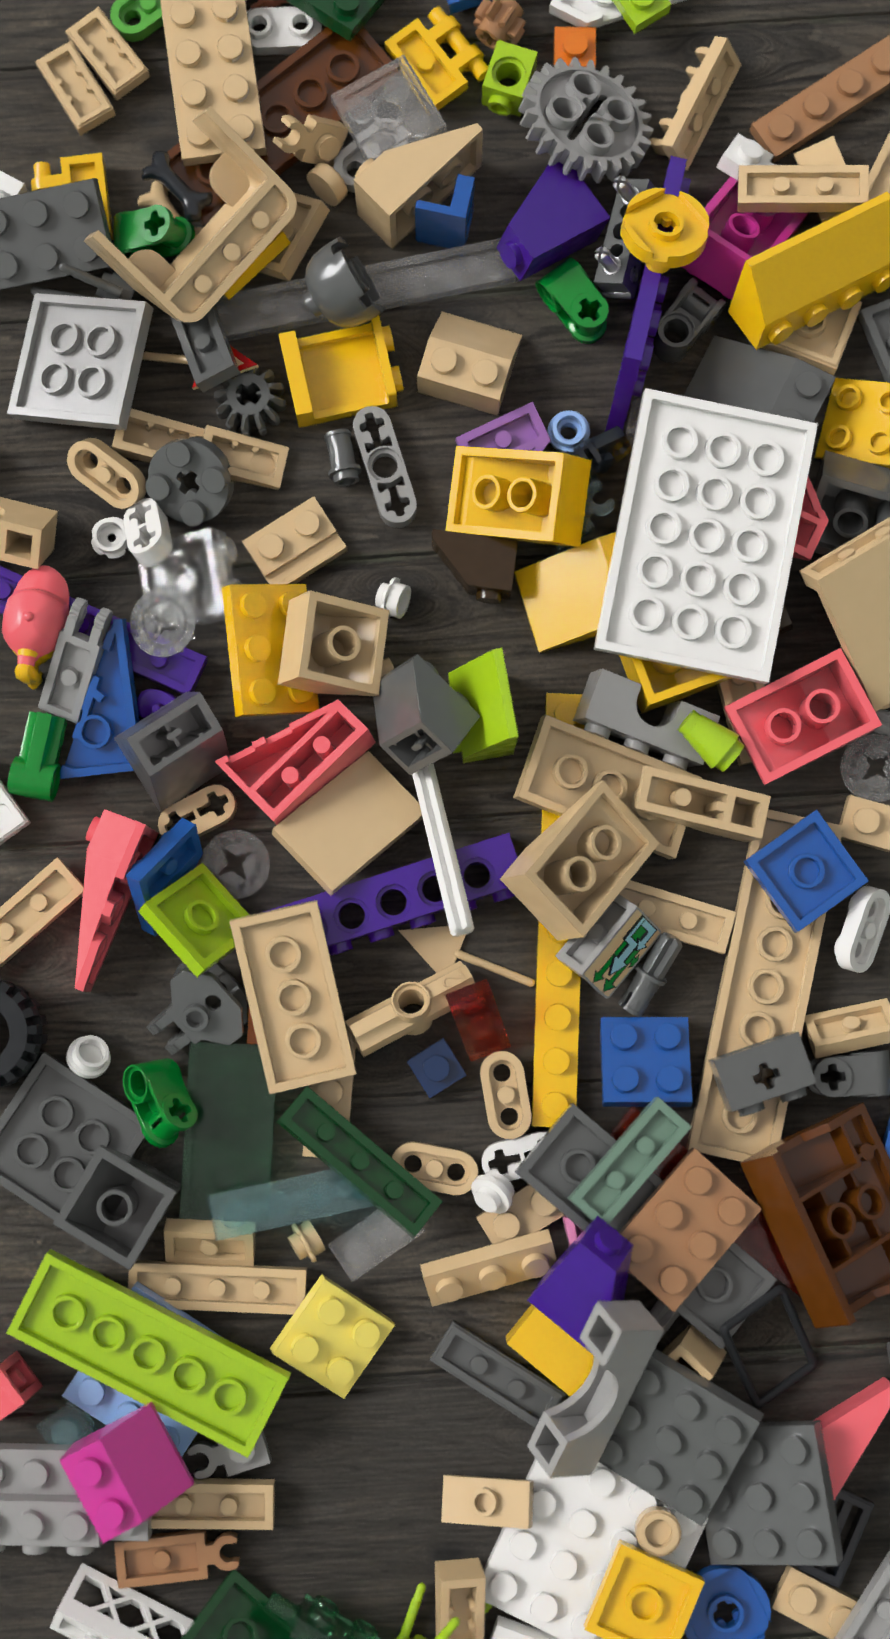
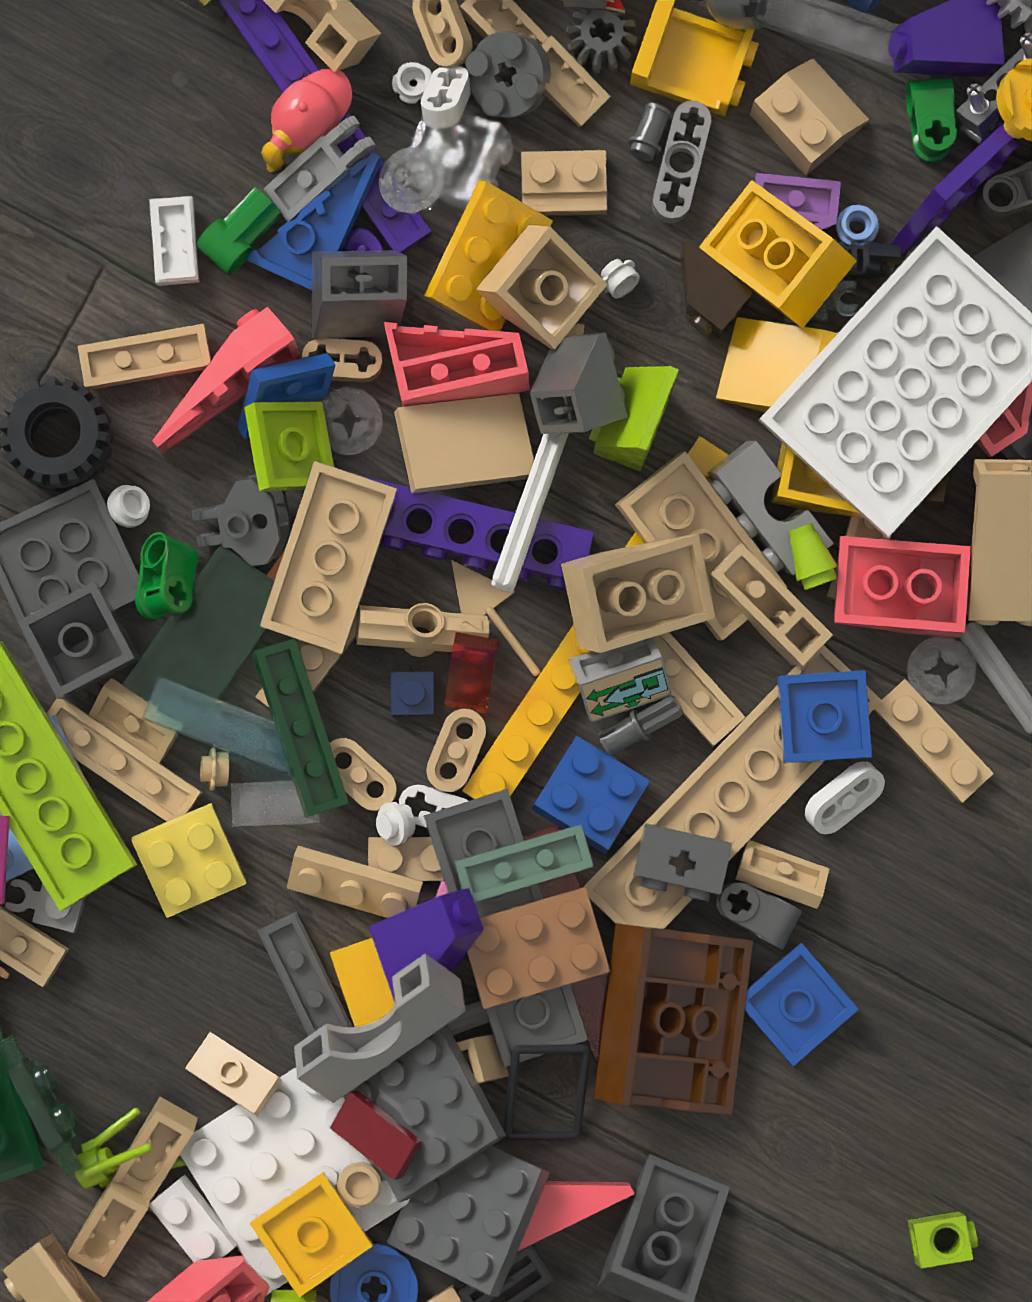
camera: 30 degrees right, 0 degrees up
(647, 1481) = (375, 1134): none -> dark red tile

